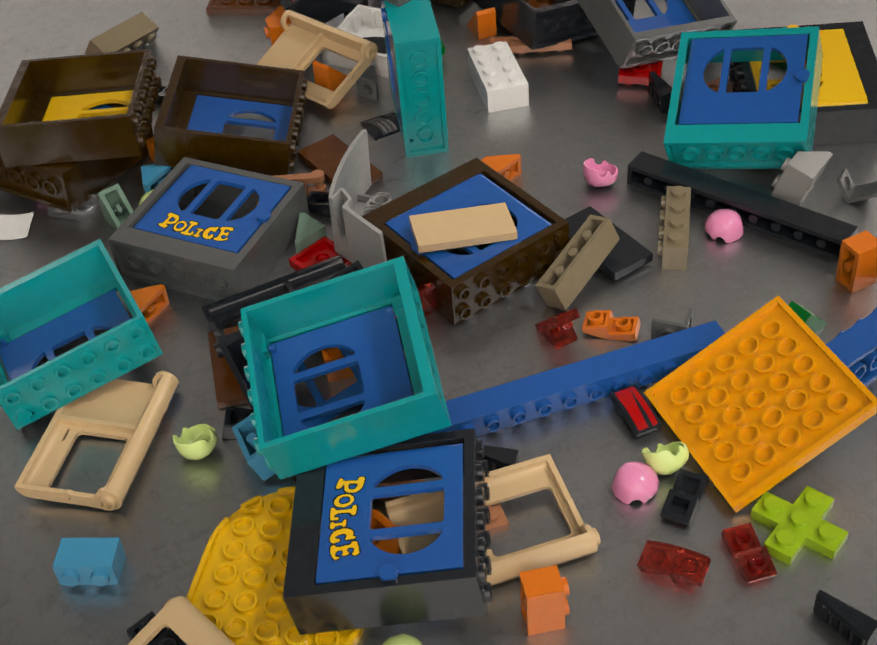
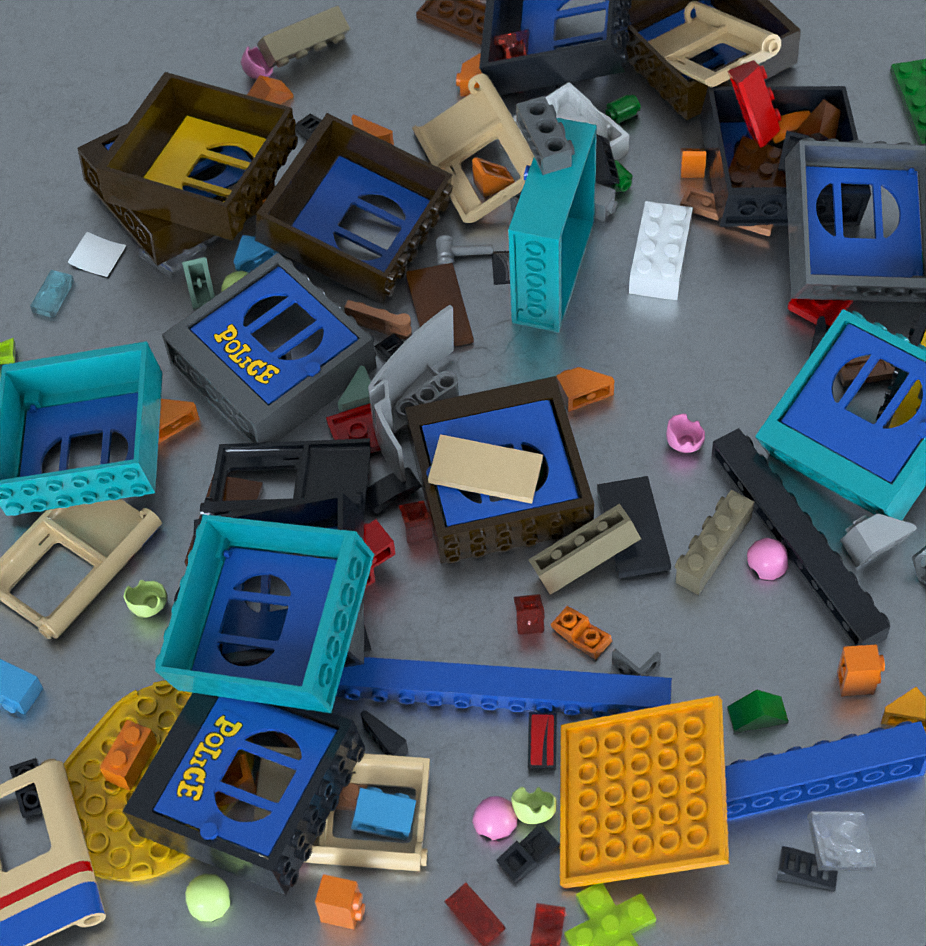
camera: 25 degrees right, 15 degrees up
(252, 565) = (128, 755): none -> orange brick
(323, 130) = (447, 251): none -> light grey piece
(534, 516) = (383, 813): none -> dark azure brick

